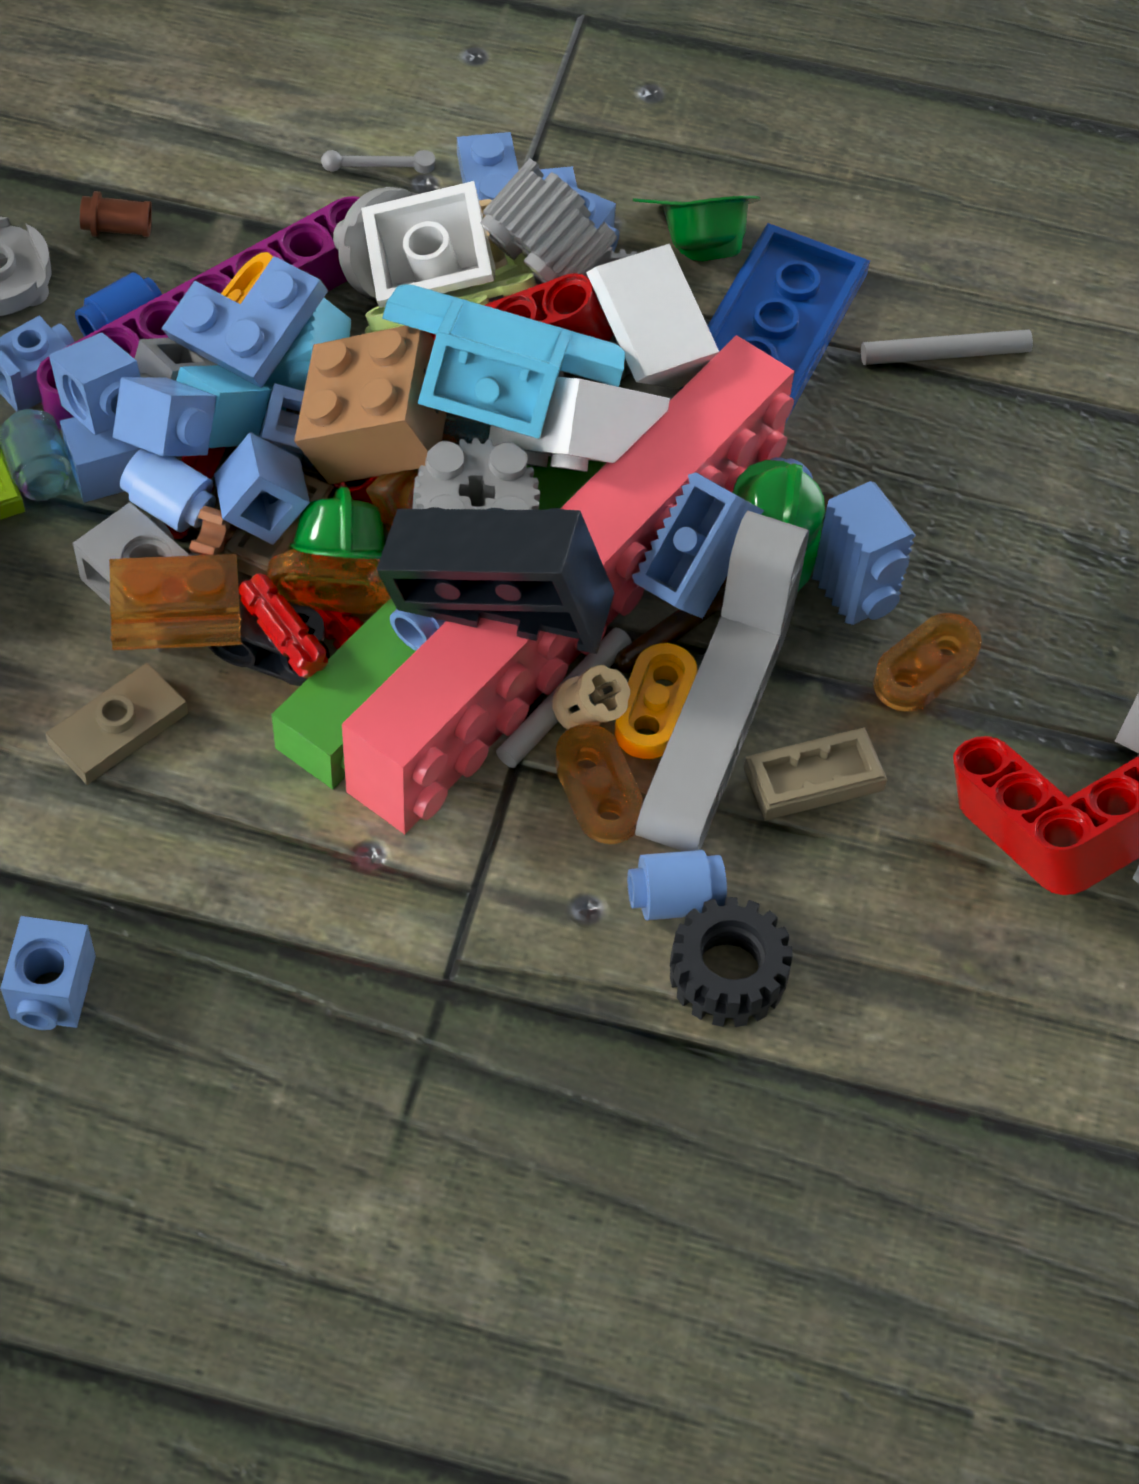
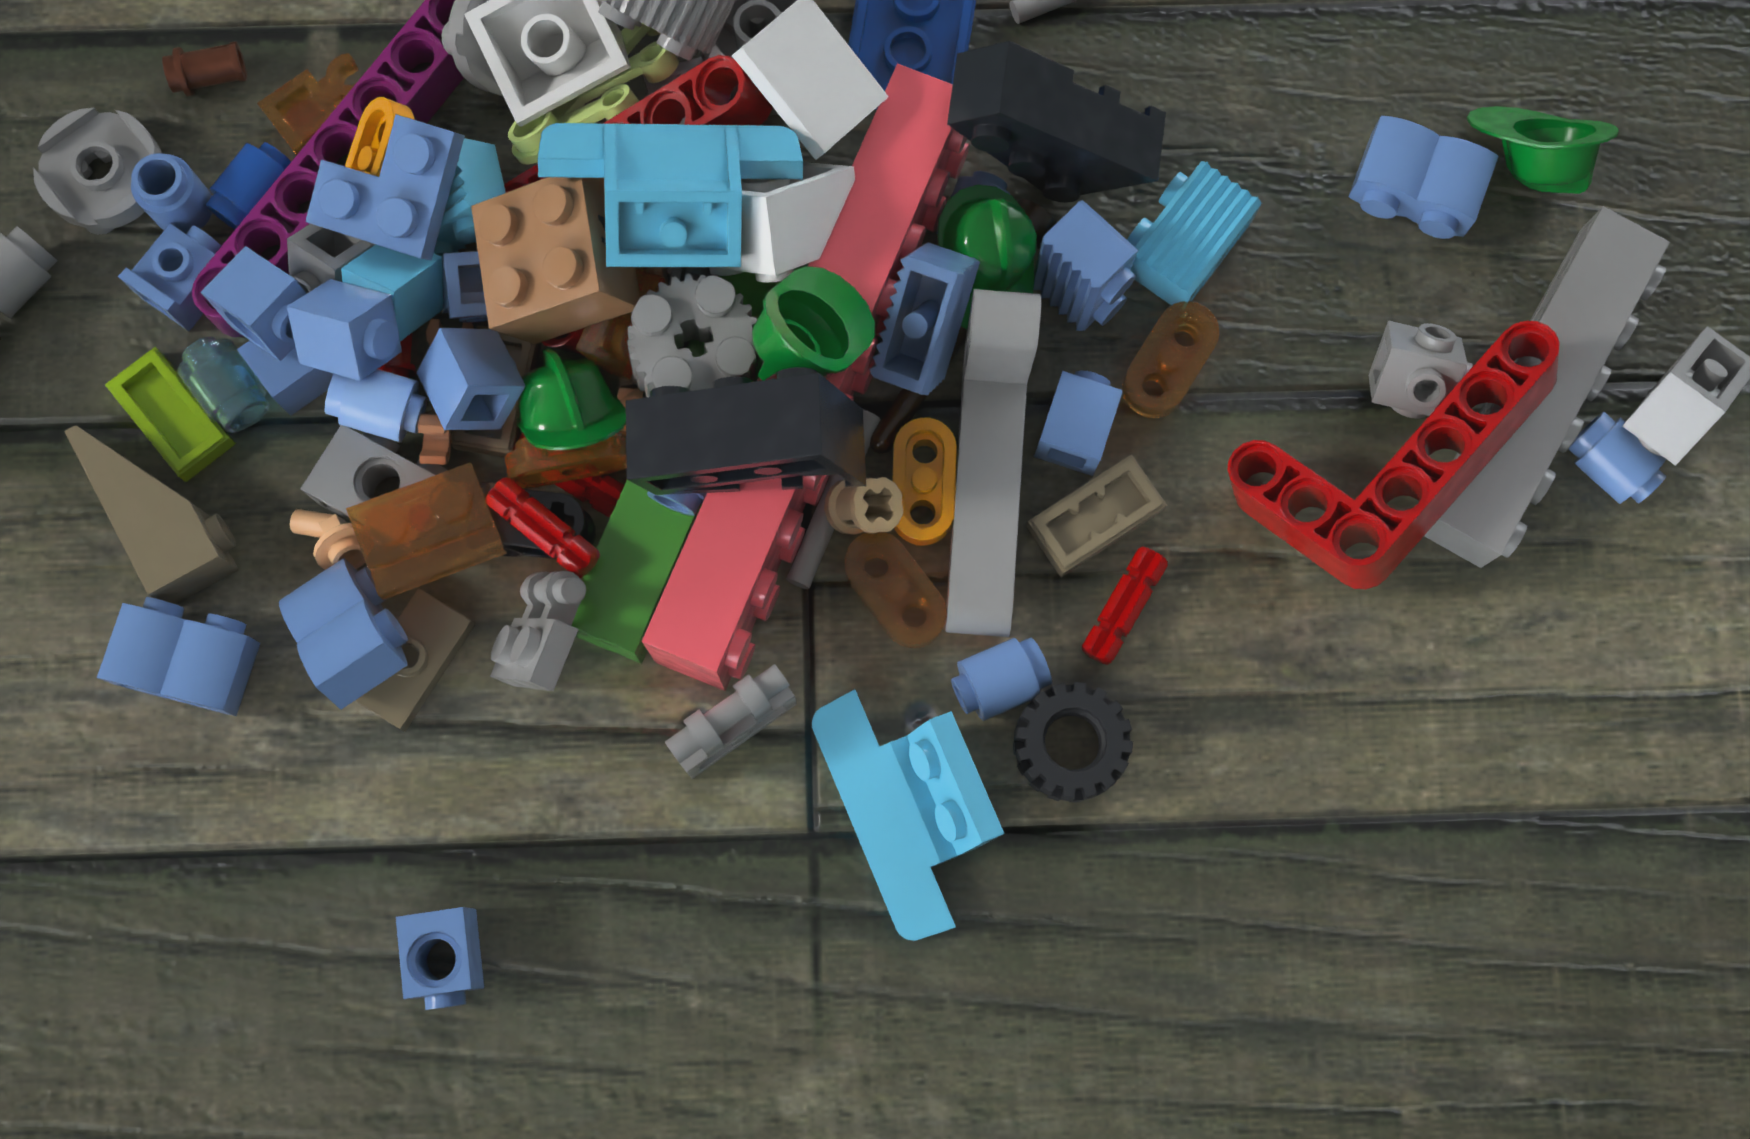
camera: 15 degrees left, 20 degrees up
(49, 289) = (170, 192): none -> medium blue brick
(68, 670) = (344, 632): none -> medium blue brick
(84, 604) = (335, 535): none -> light nougat plate
(191, 257) = (305, 104): none -> clear orange plate
(247, 714) = (538, 643): none -> light grey plate
(402, 842) = (731, 721): none -> light grey plate
(550, 976) = (909, 806): none -> medium azure plate
(596, 489) = (812, 323): none -> green piece
(819, 860) = (1124, 605): none -> red axle
(820, 688) = (1079, 421): none -> medium blue brick
(864, 423) = (1050, 127): none -> black wedge
(977, 562) = (1192, 233): none -> medium azure brick

